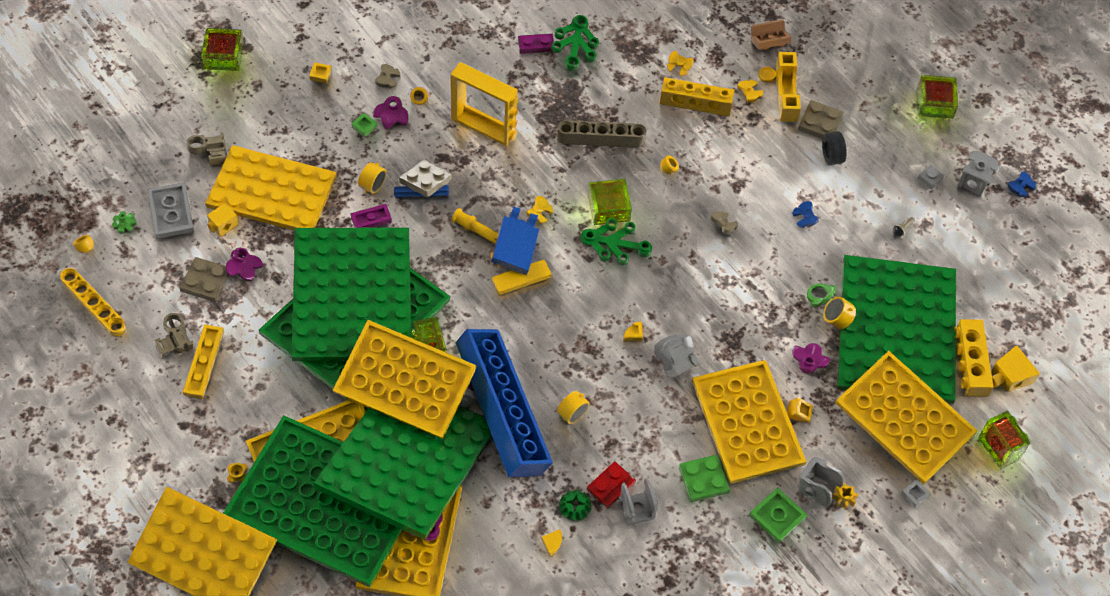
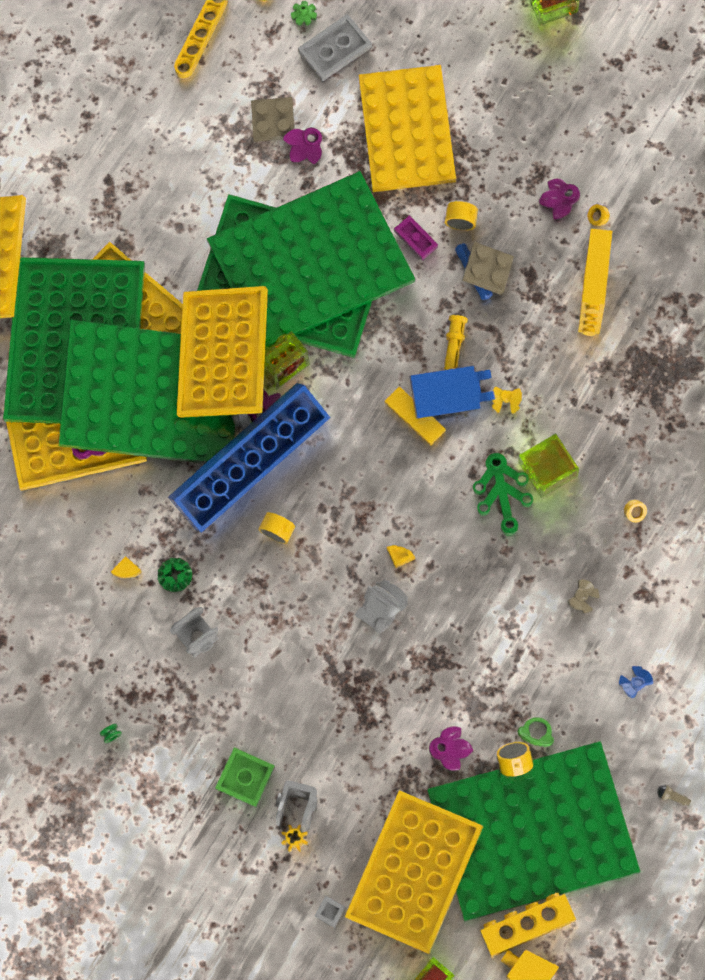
camera: 80 degrees right, 15 degrees up
(176, 337) = (195, 127): dark tan piece -> none
(203, 361) = (179, 163): yellow plate -> none
(212, 145) = (430, 45): dark tan piece -> none
(222, 220) = (344, 100): yellow brick -> none
(236, 467) = (77, 245): yellow plate -> none
(320, 72) = (575, 104): yellow plate -> none
(364, 125) = (529, 178): bright green plate -> none
(384, 78) = (600, 170): dark tan piece -> none
(601, 133) = (636, 412): dark tan beam -> none
(608, 484) = (214, 599): red plate -> none
(704, 478) = (258, 689): bright green plate -> none
(748, 422) = (342, 709): yellow plate -> none
(799, 410) = (380, 759): yellow slope -> none

